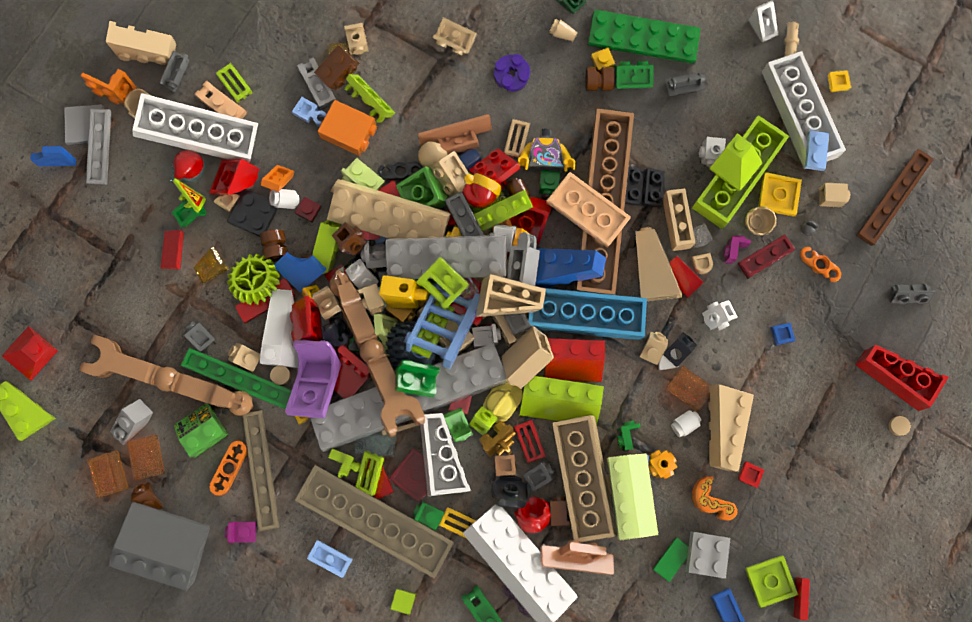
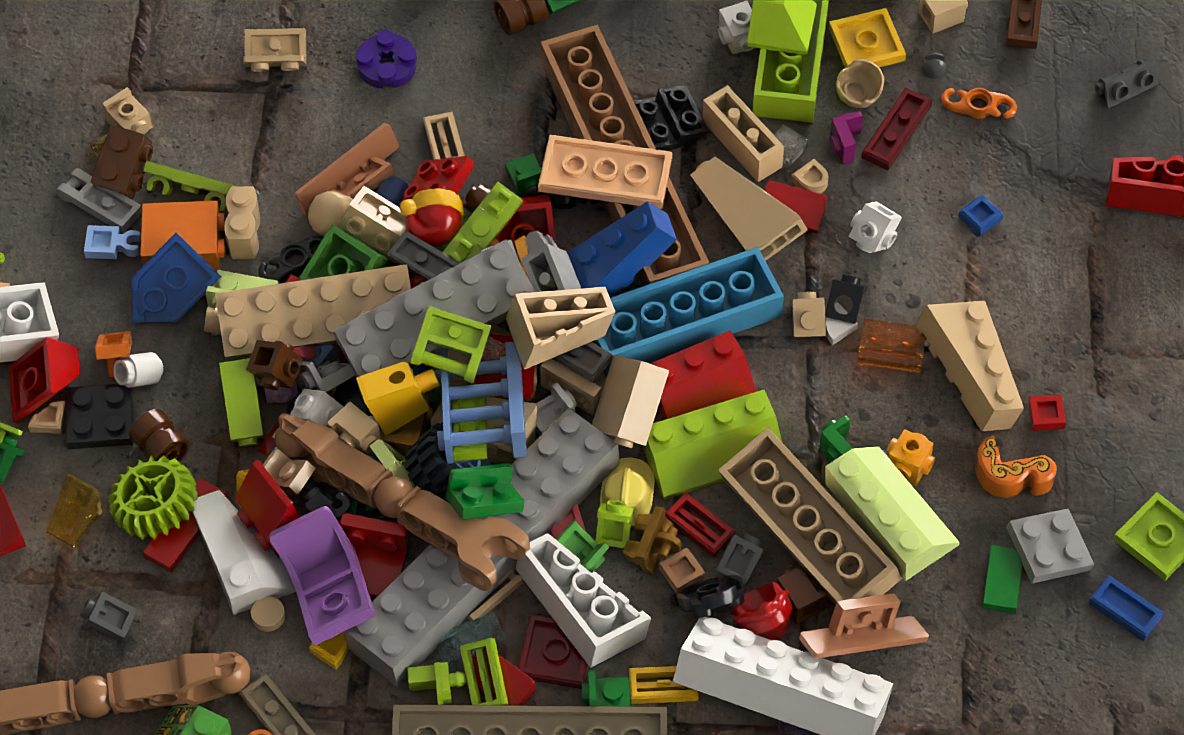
camera: 20 degrees left, 20 degrees down
(236, 378) = (250, 641): green plate -> none
(244, 356) = (196, 612): tan bracket -> none
(299, 271) = (219, 452): blue tile -> none
(308, 209) = (182, 373): dark red plate -> none
(327, 154) = (170, 283): none -> blue tile
(384, 134) = (242, 222): none -> tan brick
(545, 154) = (501, 138): torso -> none
(686, 423) = (913, 390): white brick -> none

